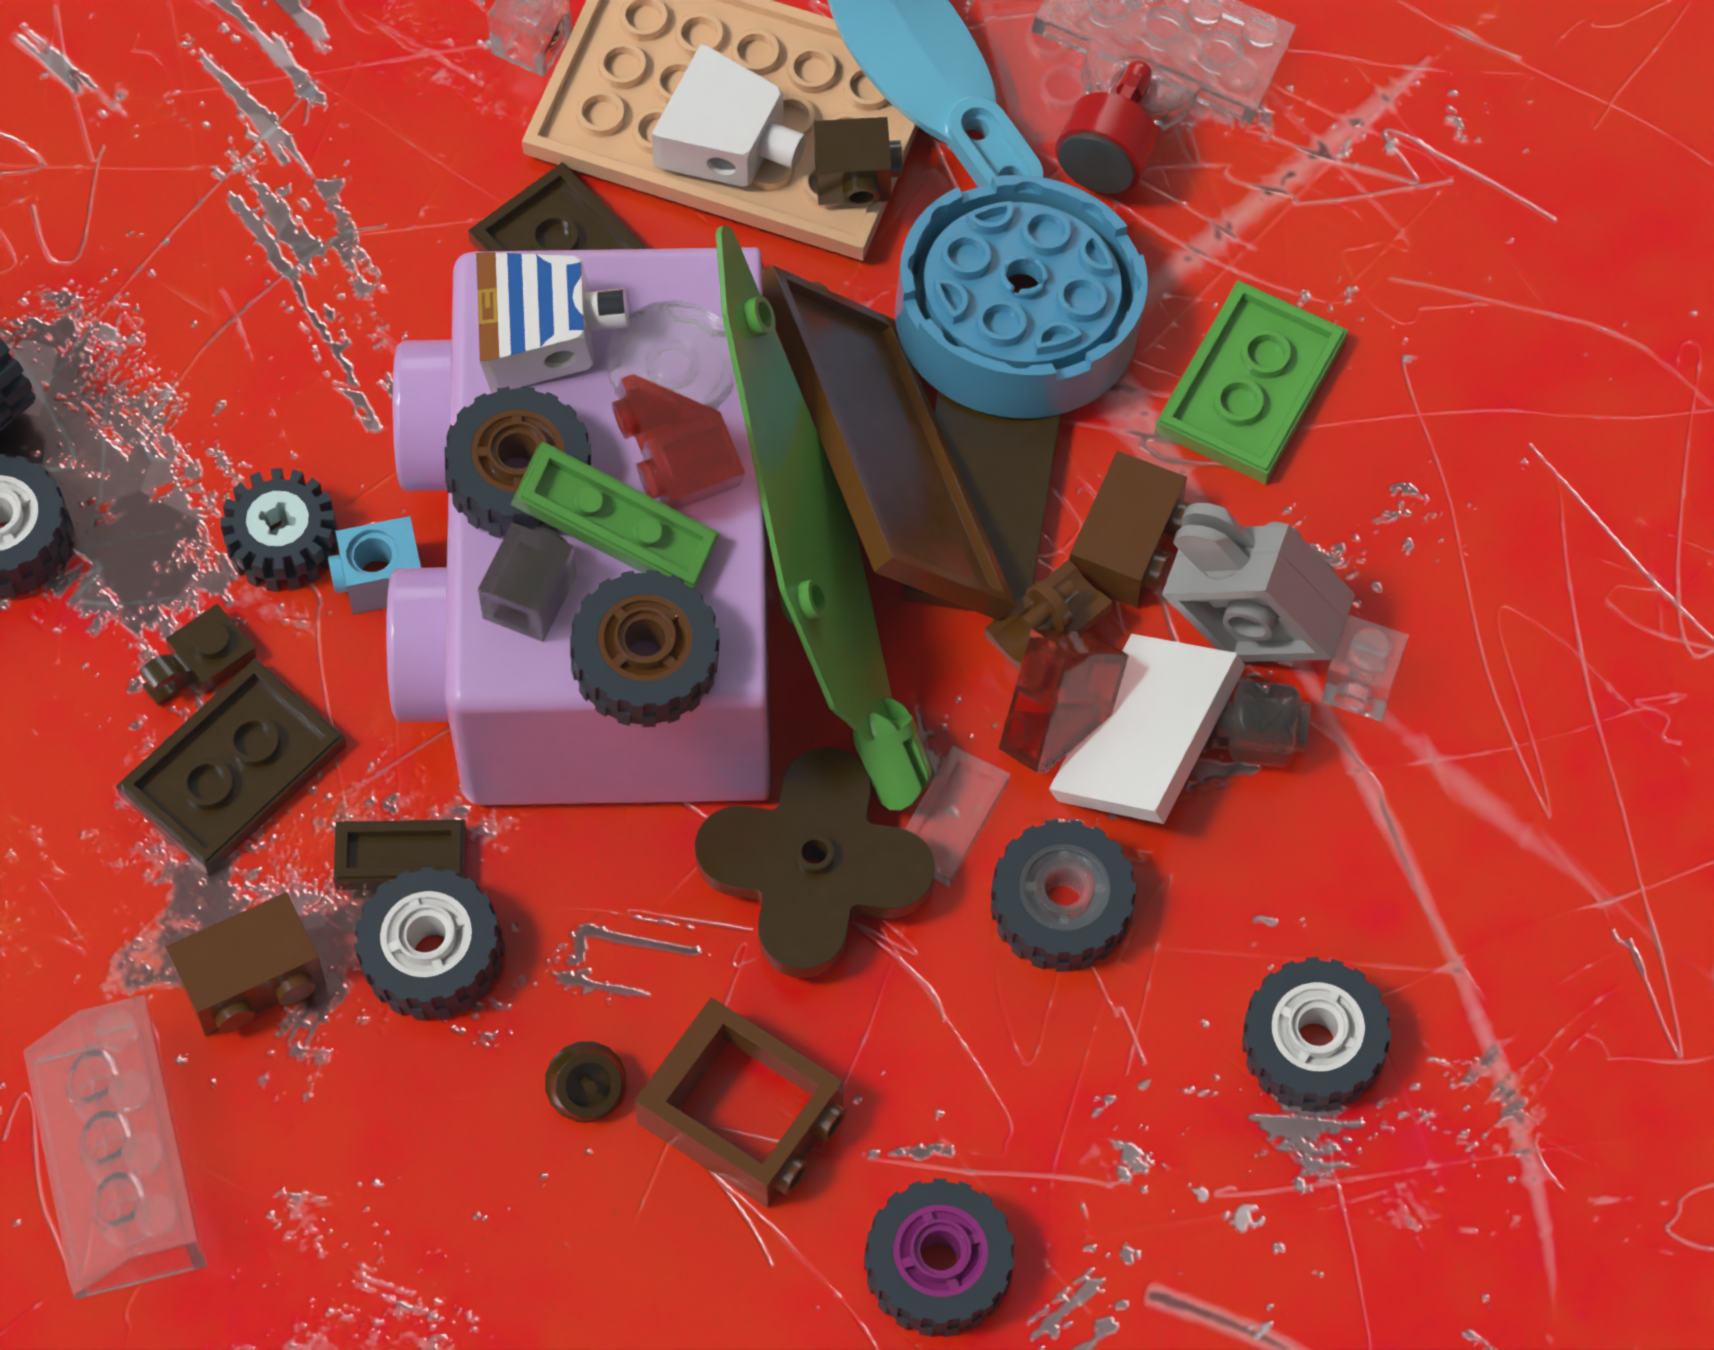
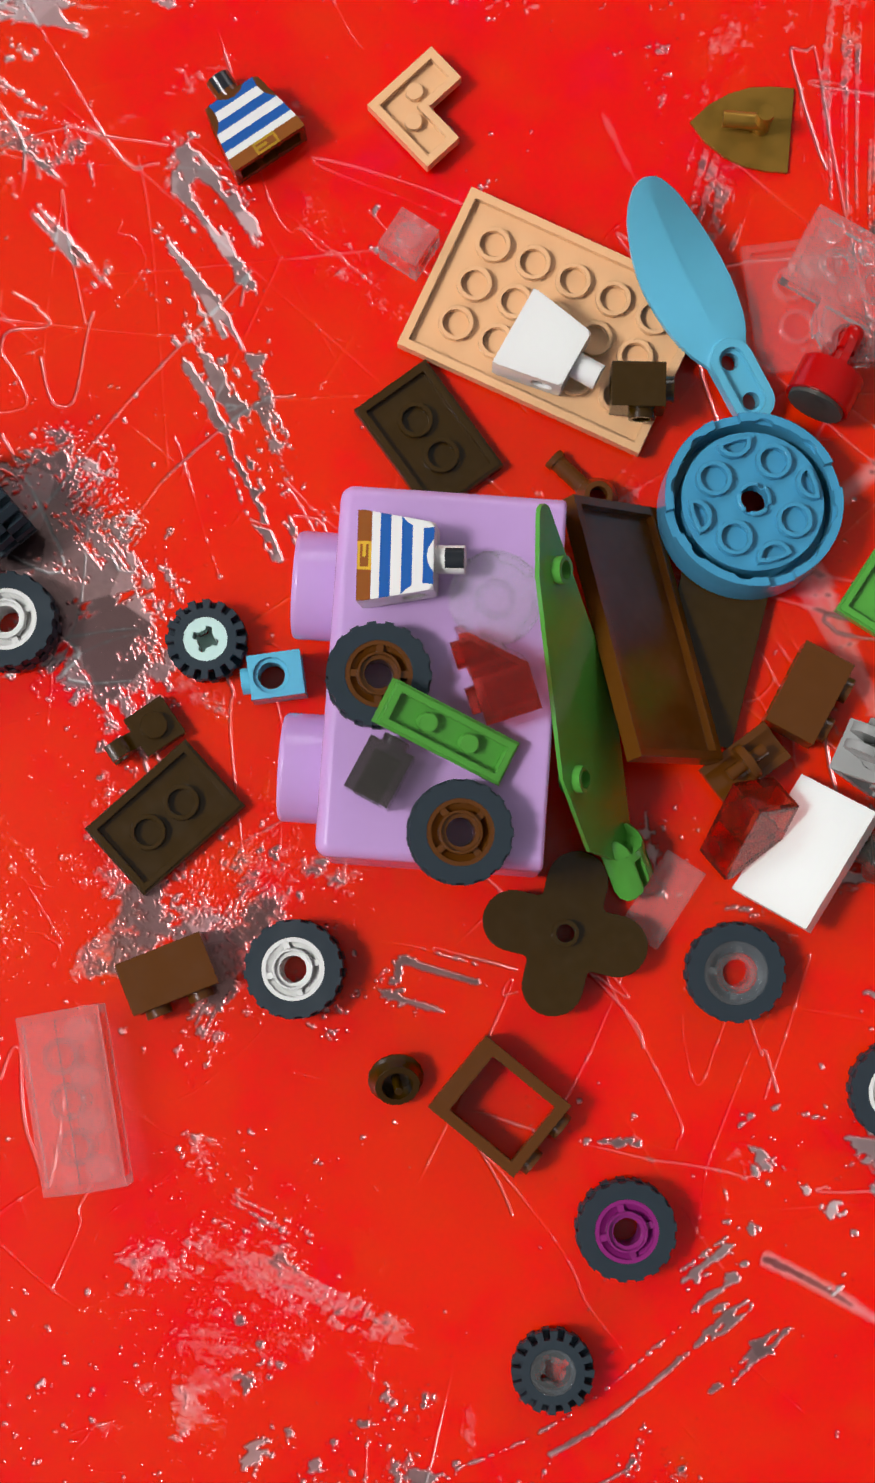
camera: 10 degrees right, 20 degrees up
(379, 850) = (278, 895): dark brown tile -> none

